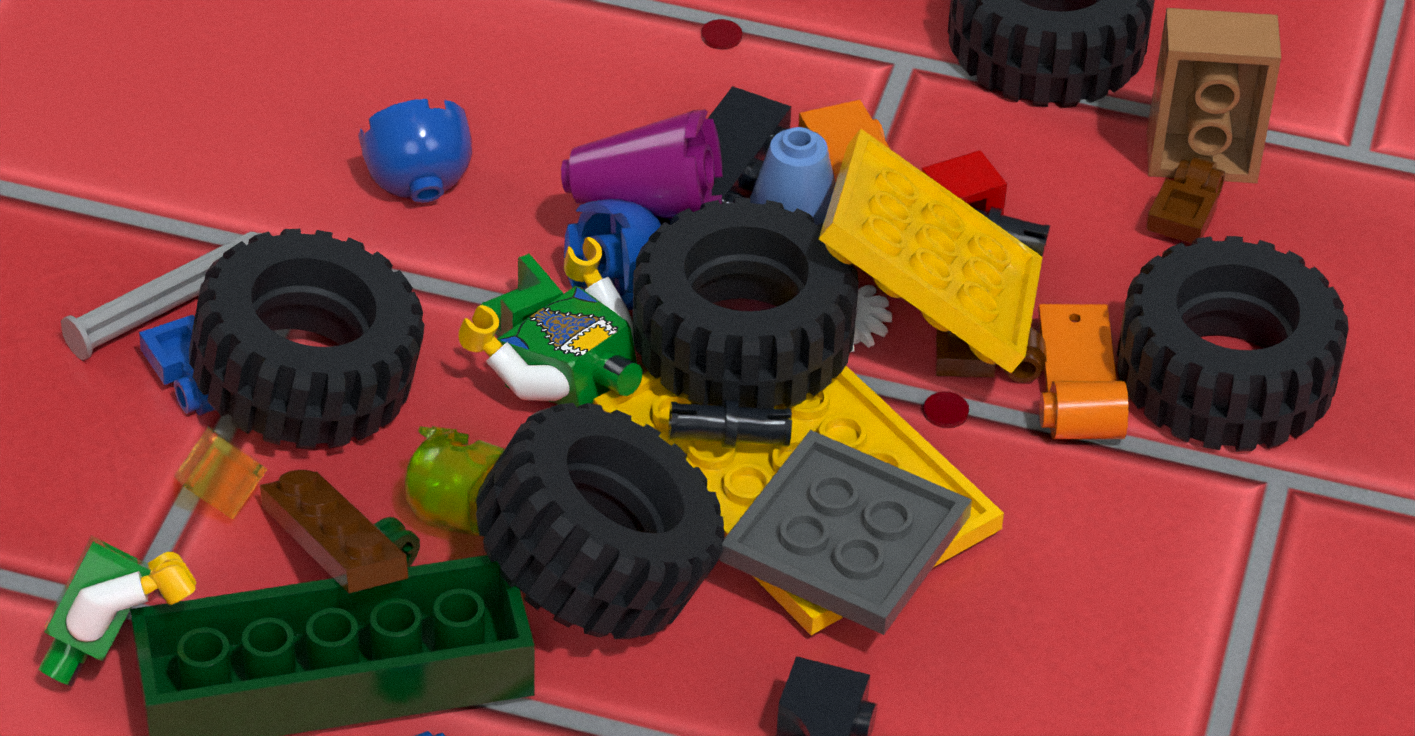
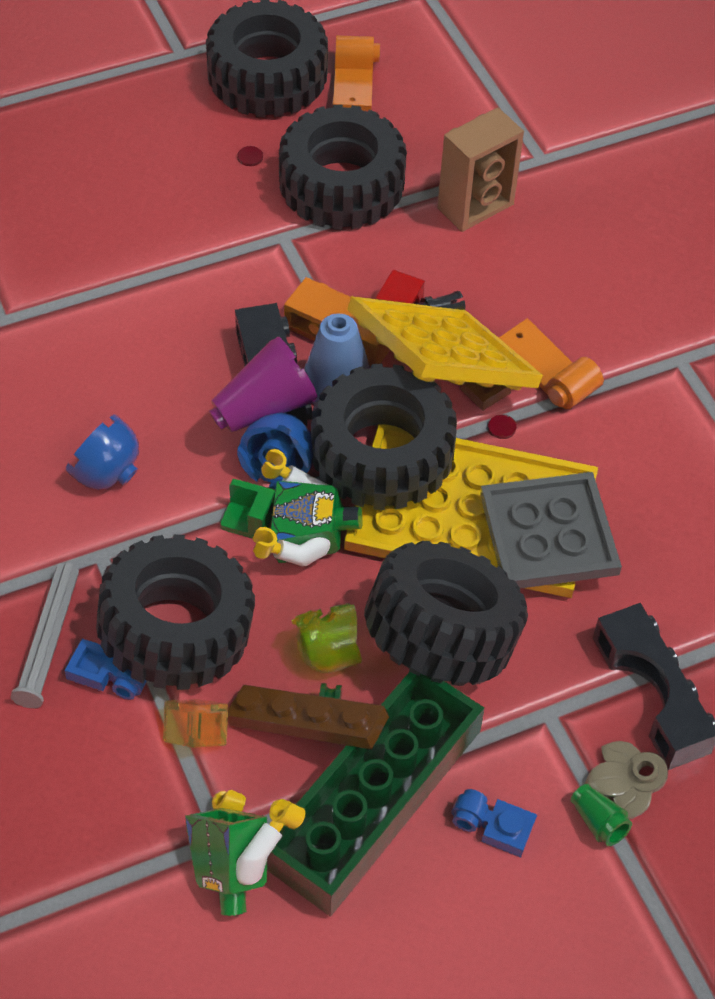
camera: 40 degrees left, 10 degrees up
(721, 34) = (176, 279): dark red piece -> none
(730, 424) = (434, 509): black pin -> none
(1187, 203) = (502, 237): reddish brown plate -> none
(1224, 391) = (615, 270): black tyre -> none

